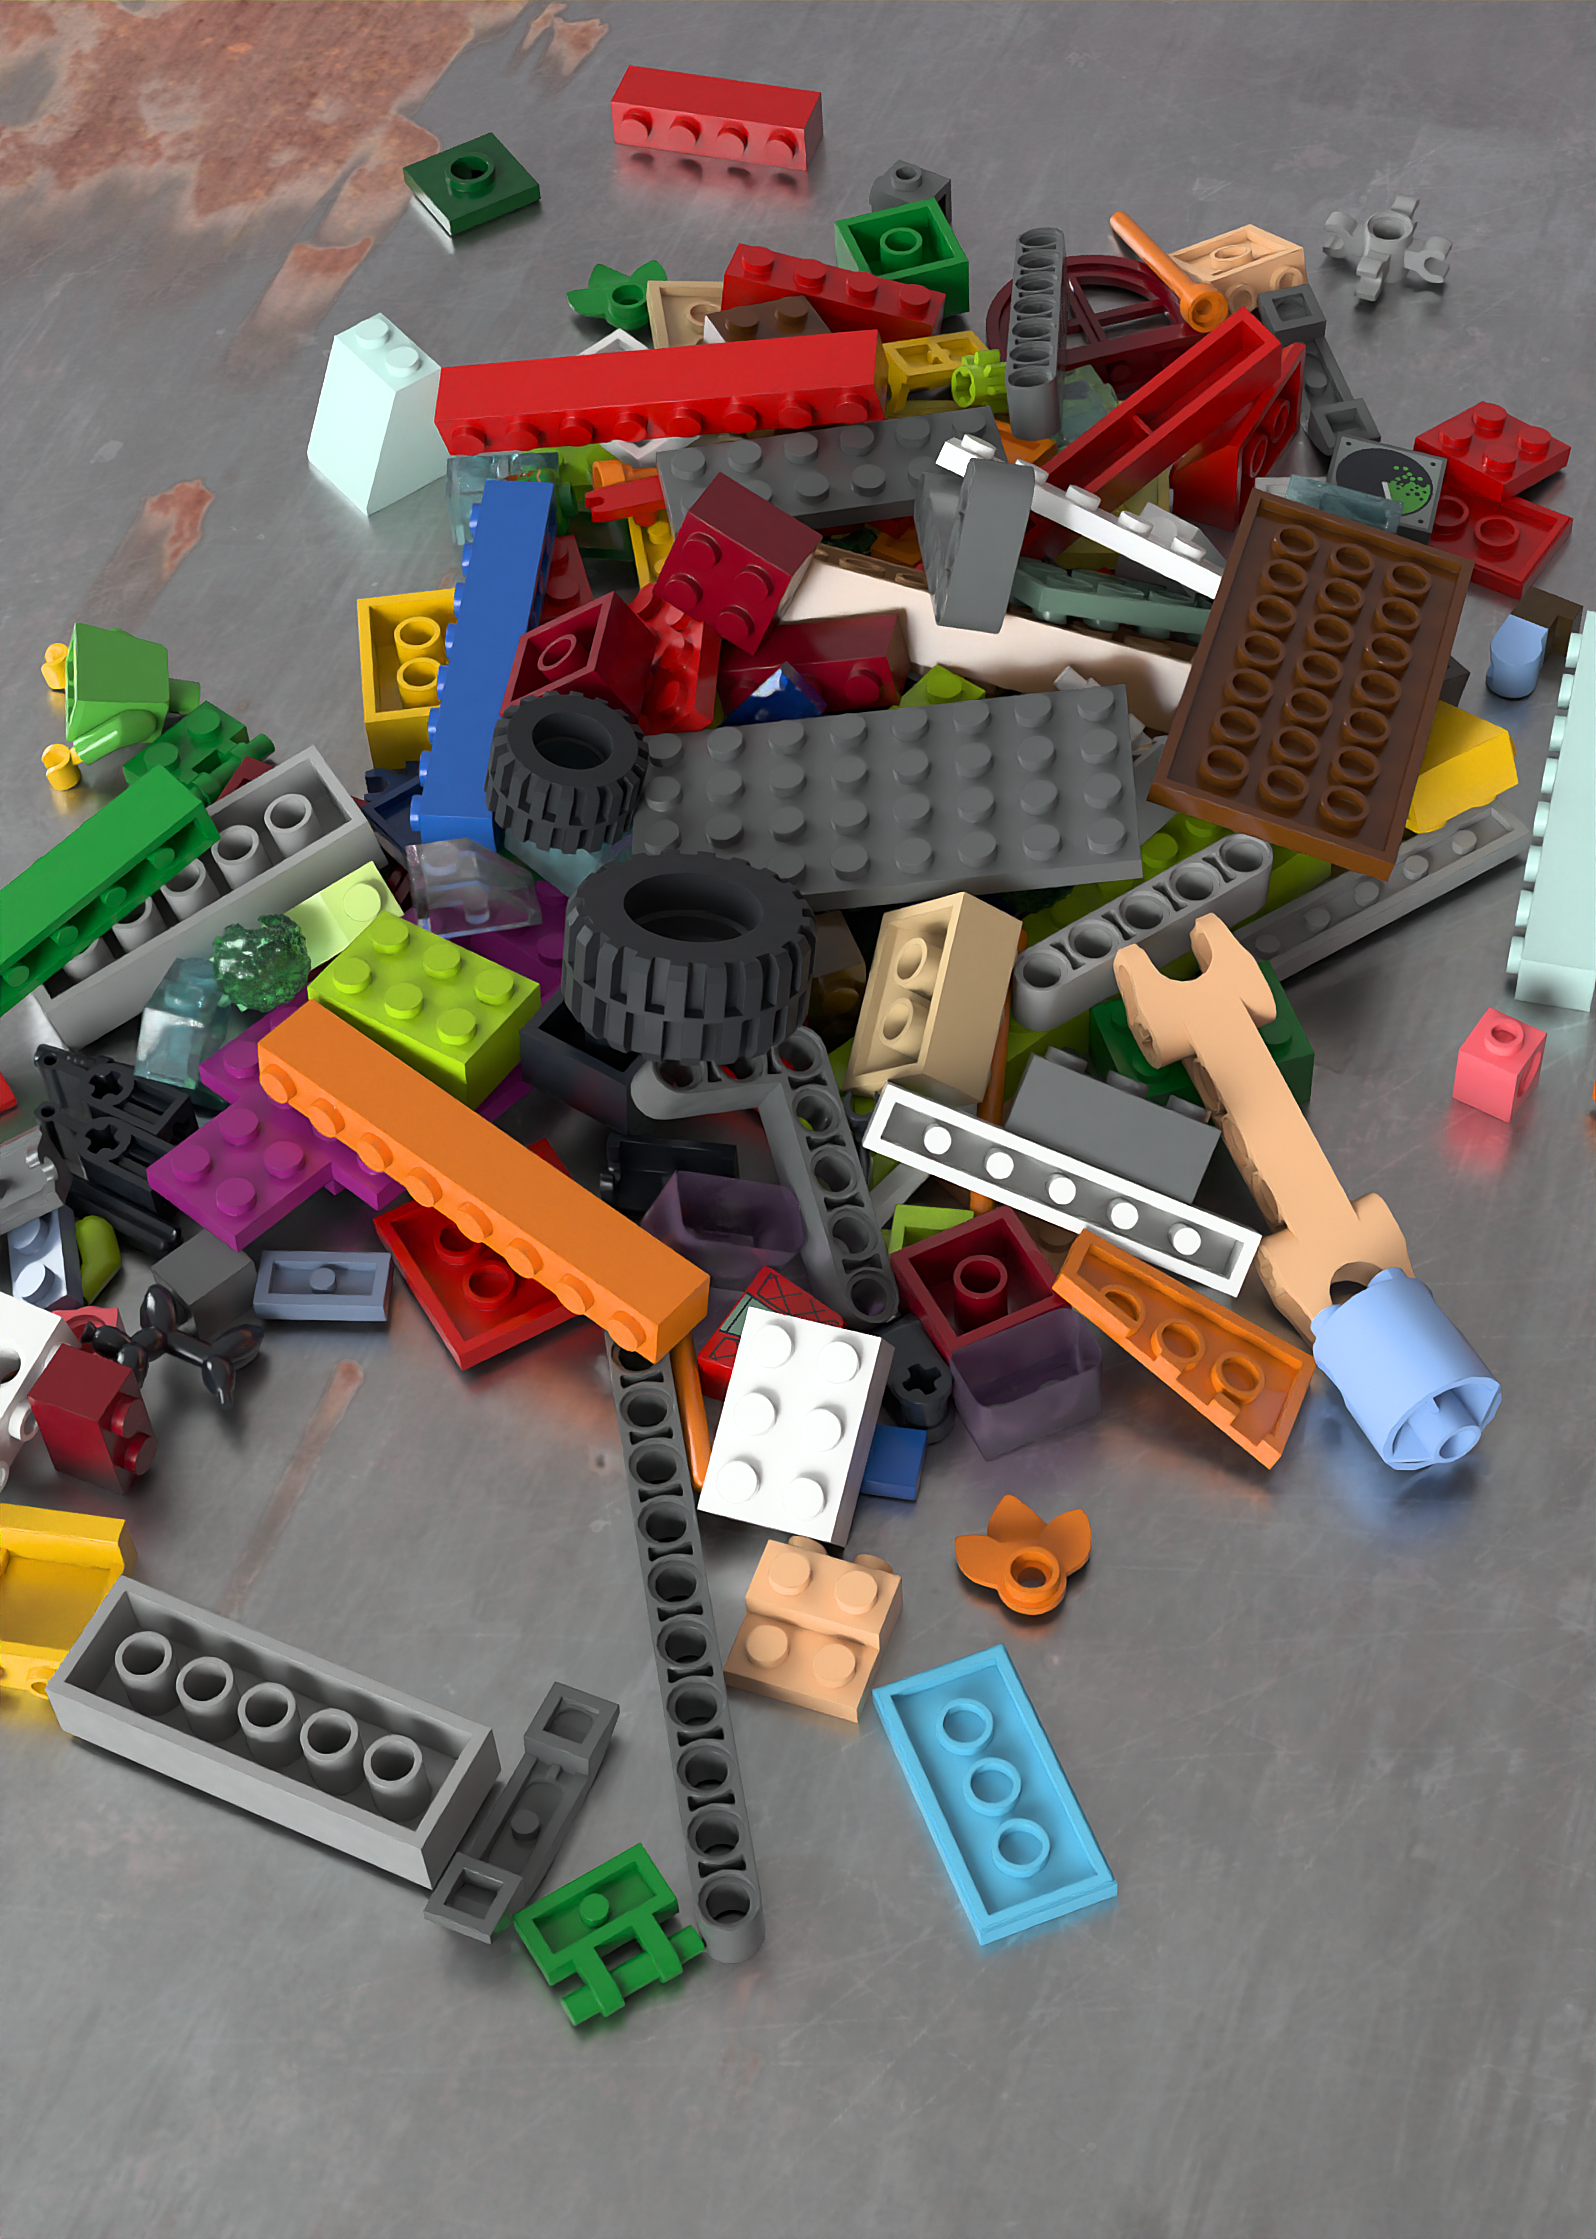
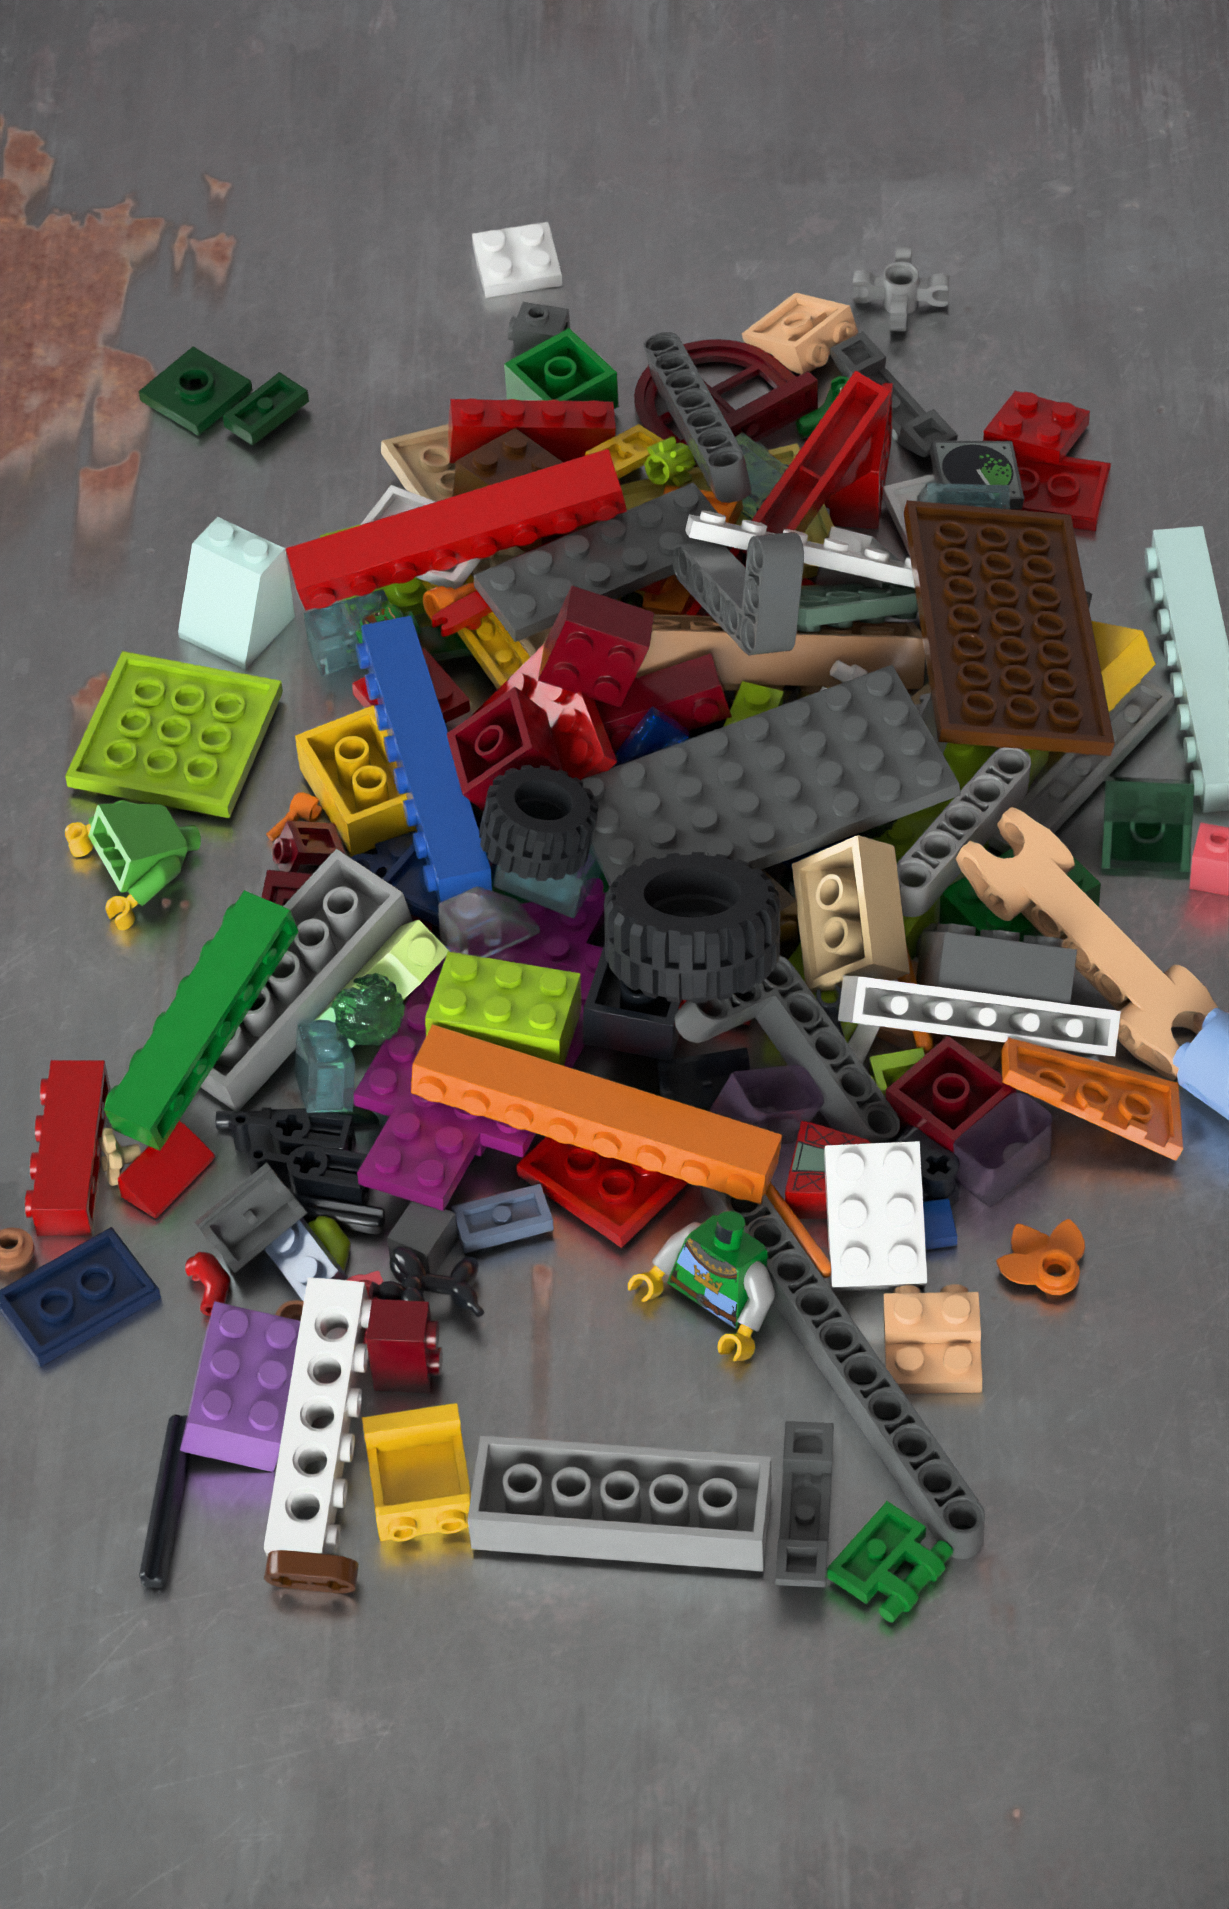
camera: 20 degrees left, 0 degrees up
(201, 752) = (210, 875): green plate -> none
(236, 570) = (174, 734): none -> lime plate
(336, 736) = (305, 844): none -> dark red bracket
(342, 693) = (302, 806): none -> orange hand
(540, 219) = (266, 408): none -> dark green plate
(564, 1446) = (719, 1271): none -> torso
(617, 296) = (354, 456): green plate -> none
(717, 117) = (362, 296): red brick -> none
(926, 117) = (516, 259): none -> white plate
(993, 1794) = (1087, 1407): medium azure tile -> none
(1200, 303) = (797, 366): orange piece -> none
(1421, 990) = (1147, 824): none -> clear green slope
(1527, 638) = (1114, 568): leg -> none

